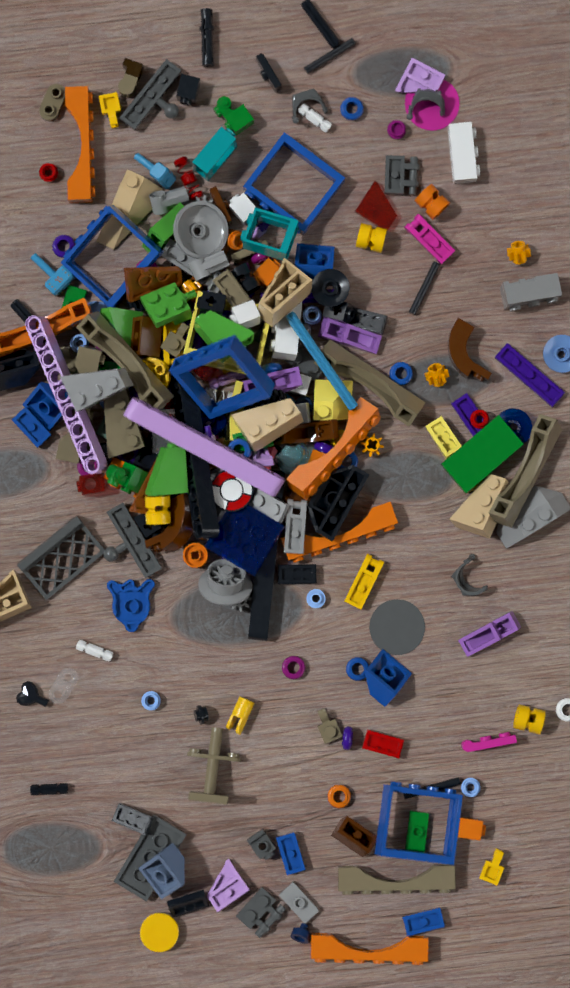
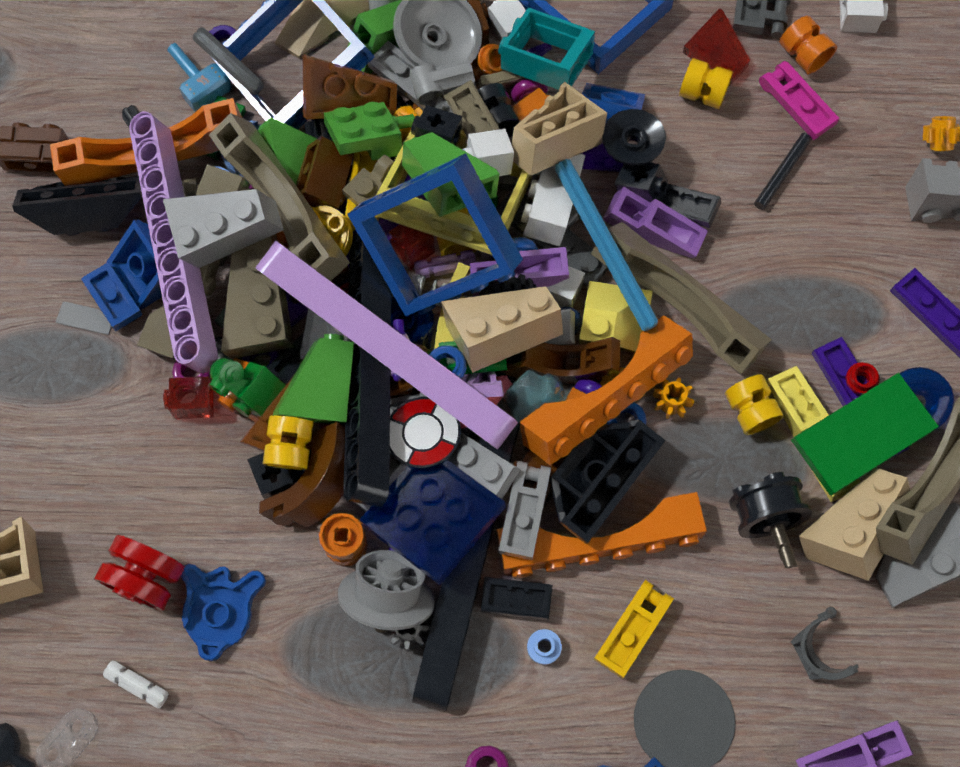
camera: 10 degrees right, 15 degrees down
(16, 441) = (83, 317): none -> light grey sticker
(54, 542) = (98, 487): dark grey fence -> none
(73, 267) = (228, 61): none -> dark grey axle
(86, 591) = (137, 577): none -> red wheel
(132, 540) = (240, 502): dark grey plate -> none
(309, 309) = (602, 180): light blue plate -> none
(407, 367) = (738, 282): blue piece -> none
(422, 449) = (754, 405): none -> yellow wheel
(433, 506) = (771, 509): none -> black wheel
(437, 375) = (794, 300): light orange gear -> none
(458, 353) = (834, 275): reddish brown arch -> none

